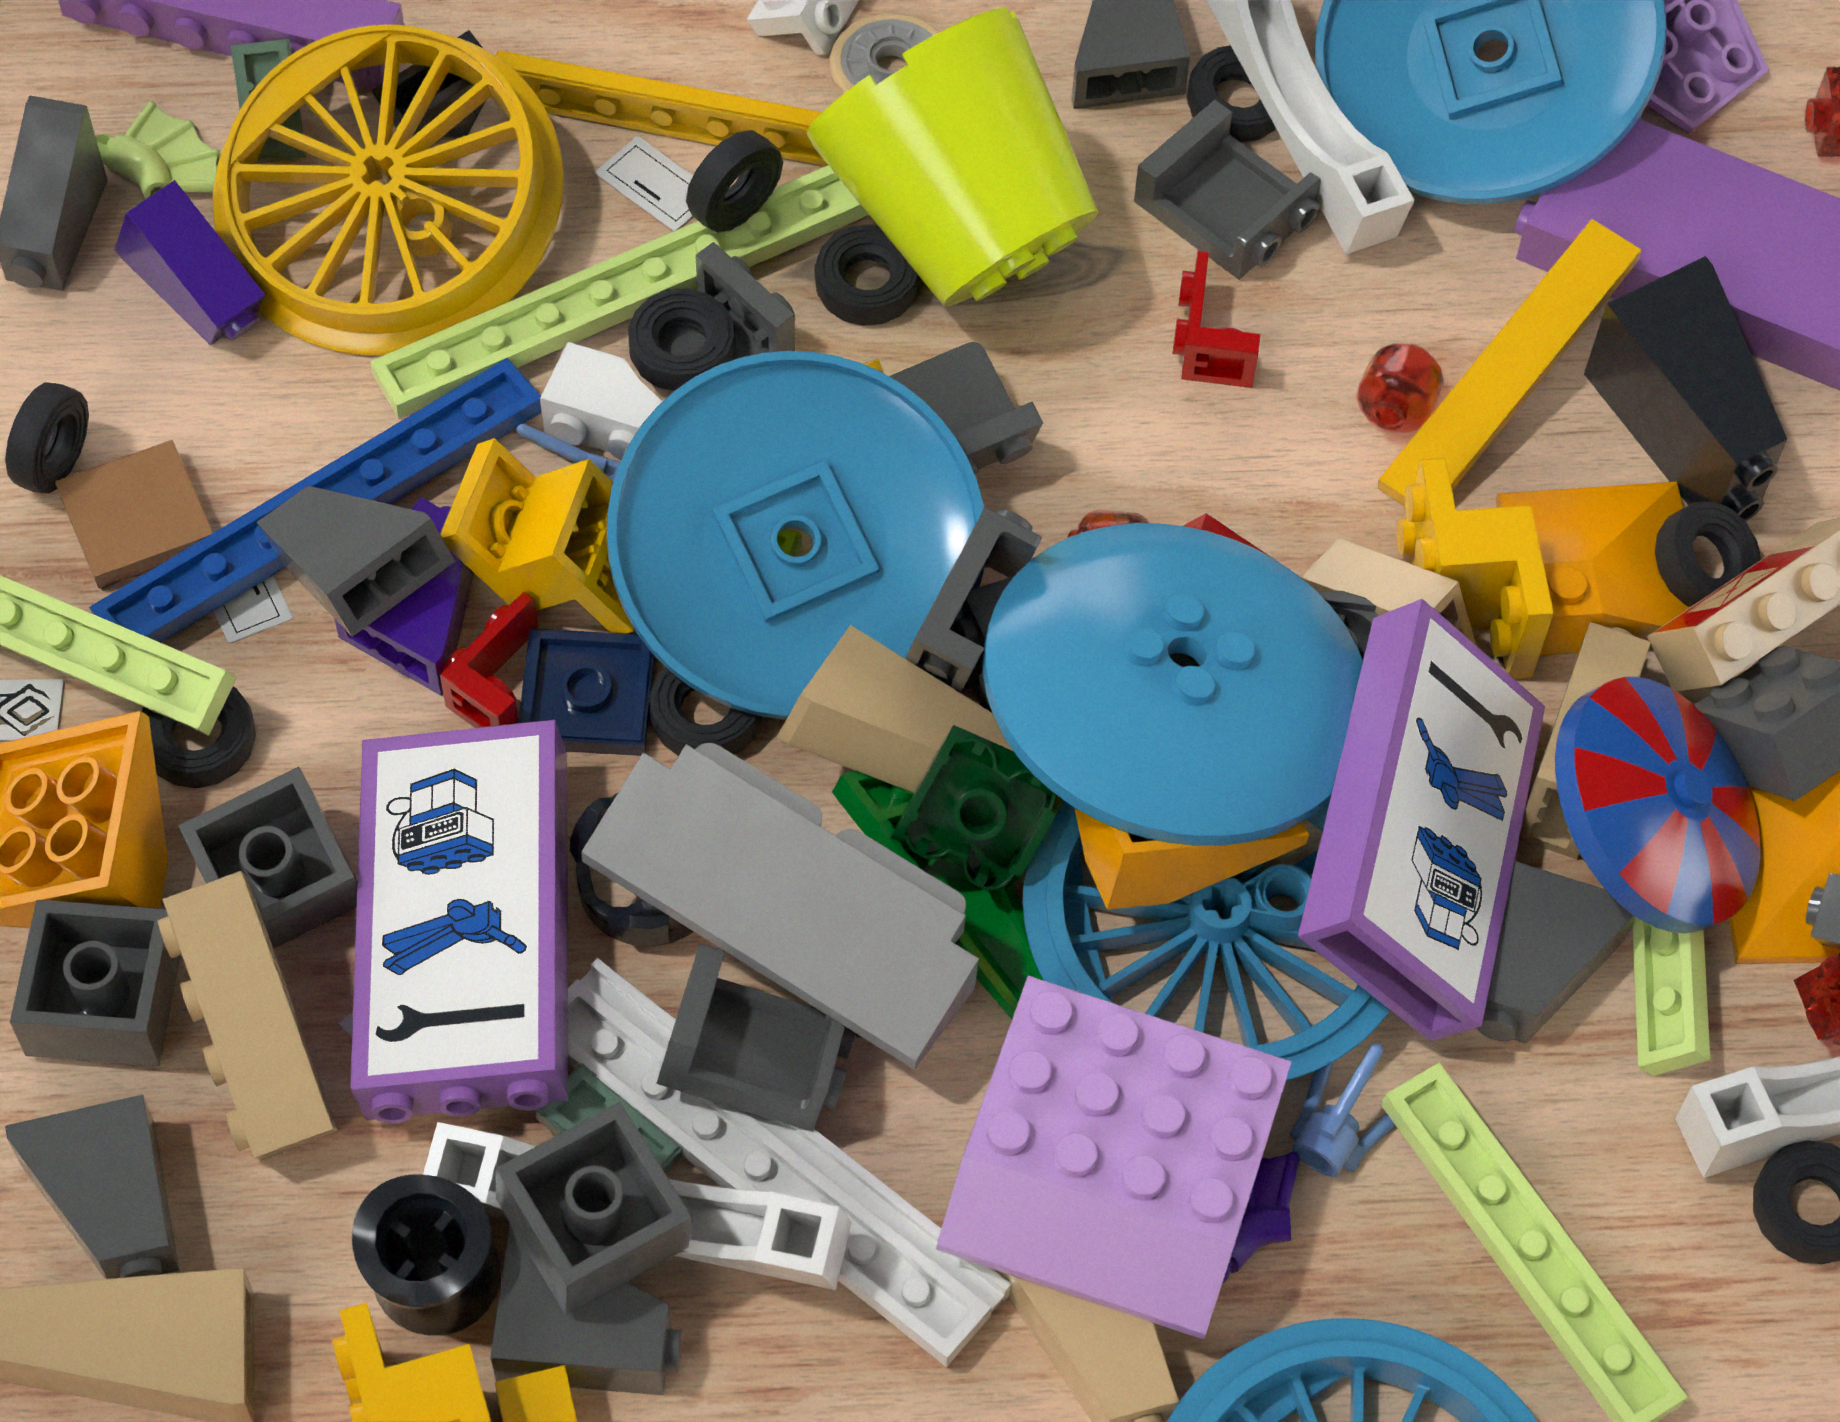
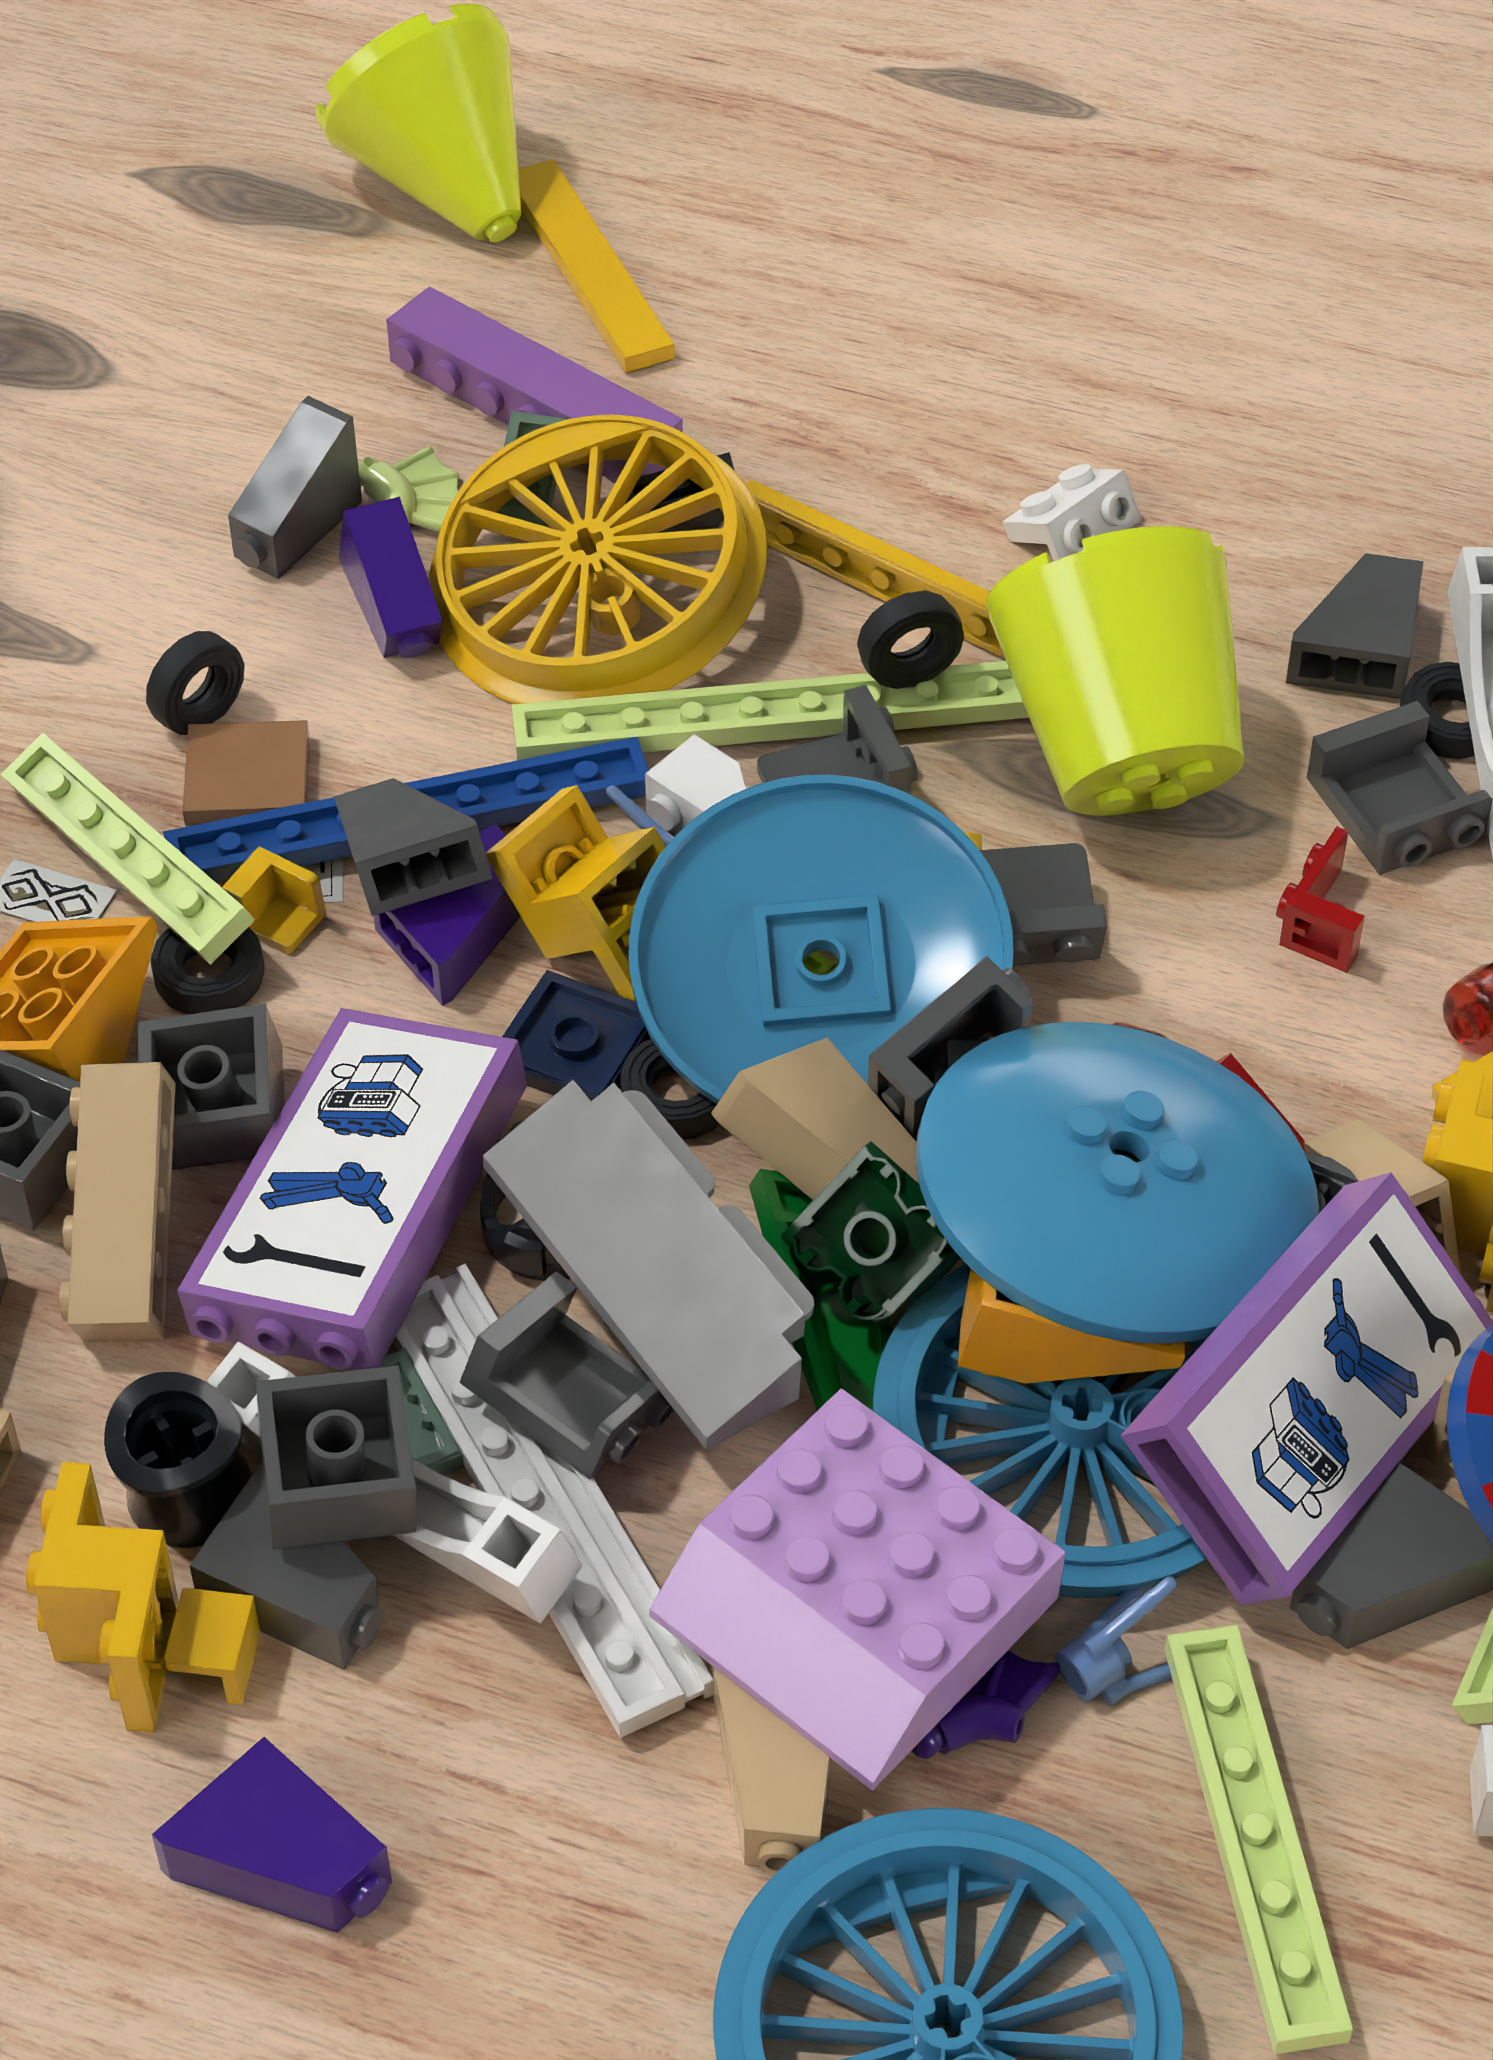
camera: 25 degrees right, 10 degrees down
(237, 639) = (279, 897): none -> yellow panel
(468, 673) = (476, 986): red bracket -> none
(650, 181) = (838, 629): white sticker -> none
(672, 309) = (802, 738): black tyre -> none
(856, 304) = (1002, 792): black tyre -> none

